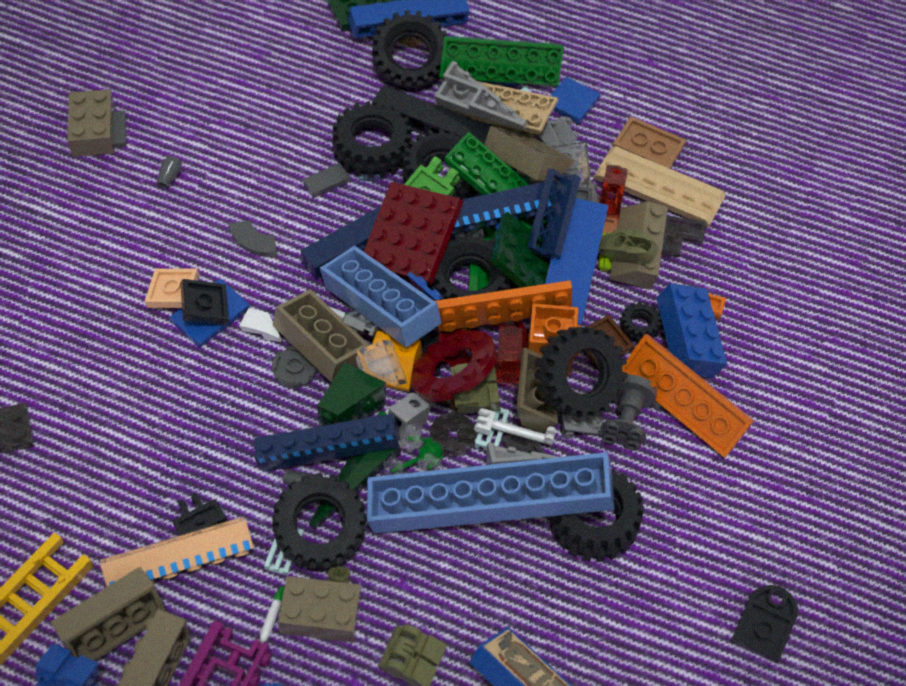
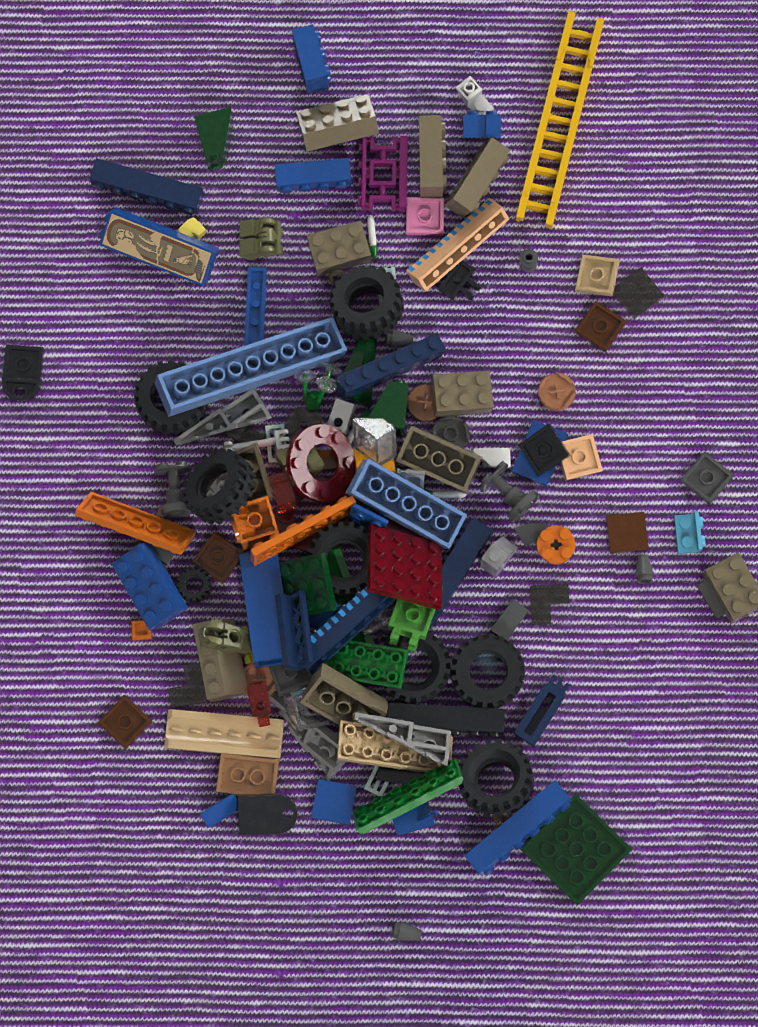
camera: 165 degrees right, 20 degrees up
(38, 462) = (597, 275): none -> tan tile
(54, 228) = (707, 478): none -> dark grey tile
(69, 411) = (600, 326): none -> reddish brown tile
(103, 186) = (689, 533): none -> medium azure bracket
(105, 503) = (524, 264): none -> dark grey brick
(156, 365) = (556, 392): none -> nougat tile
(164, 210) = (627, 532): none -> reddish brown tile
(199, 609) = (425, 216): none -> bright pink tile
(243, 209) = (549, 553): none -> orange plate
(257, 262) = (514, 496): none -> dark grey piece
(261, 391) = (461, 393): none -> dark tan brick
(282, 187) = (542, 597): none -> clear smoke plate
(301, 407) = (421, 404): none -> nougat tile
(307, 223) = (498, 556): none -> light grey slope
(341, 96) = (538, 717): none -> dark blue hinge
(455, 577) = (255, 305): none -> blue plate
(643, 108) = (264, 813): none -> black tile
(689, 129) = (220, 810): none -> blue slope
(758, 232) = (125, 722): none -> reddish brown tile

